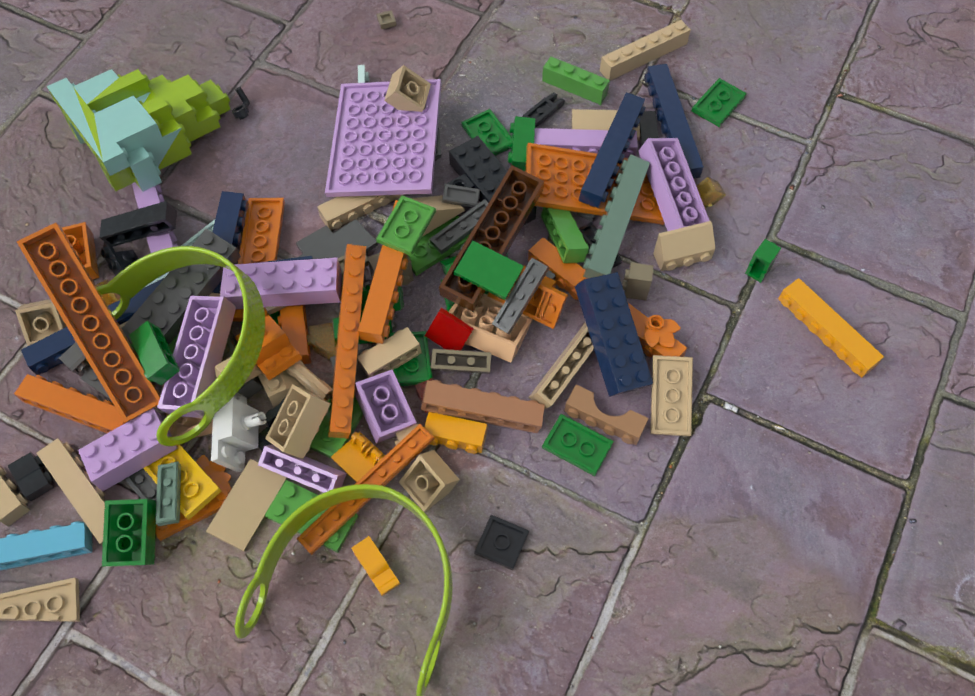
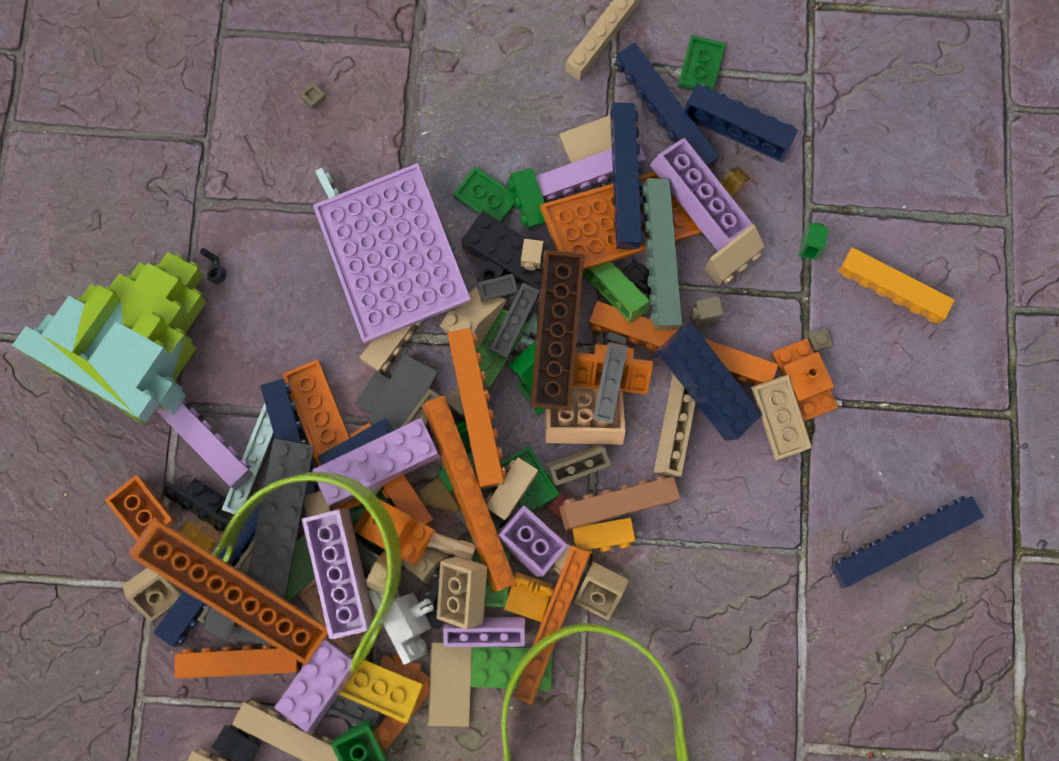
camera: 25 degrees left, 15 degrees up
(138, 224) = (196, 457): black brick -> none
(154, 353) = (299, 590): green brick -> none
(168, 494) = (379, 709): sand green tile -> none
(375, 565) = (591, 689): light orange piece -> none
(406, 225) = (472, 357): bright green tile -> none
(407, 90) = (393, 193): tan slope -> none
(448, 331) = (555, 441): red tile -> none
(488, 270) = (572, 371): green tile -> none
(498, 173) = (531, 254): none -> tan brick
(501, 542) = (688, 618): black tile -> none
(544, 109) = (529, 147): black hinge -> none
(575, 80) = (548, 97): bright green brick -> none
(577, 444) = (715, 498): green tile -> none
(627, 426) = (704, 460): medium nougat arch -> none
(648, 126) = (648, 133): black tile -> none
(662, 334) = (751, 361): orange plate -> none
(711, 376) = (808, 378): none -> orange brick
(734, 149) = (740, 122): none -> dark blue brick
(737, 347) = (820, 340): none -> dark tan plate
(753, 559) = (908, 541): none -> dark blue brick

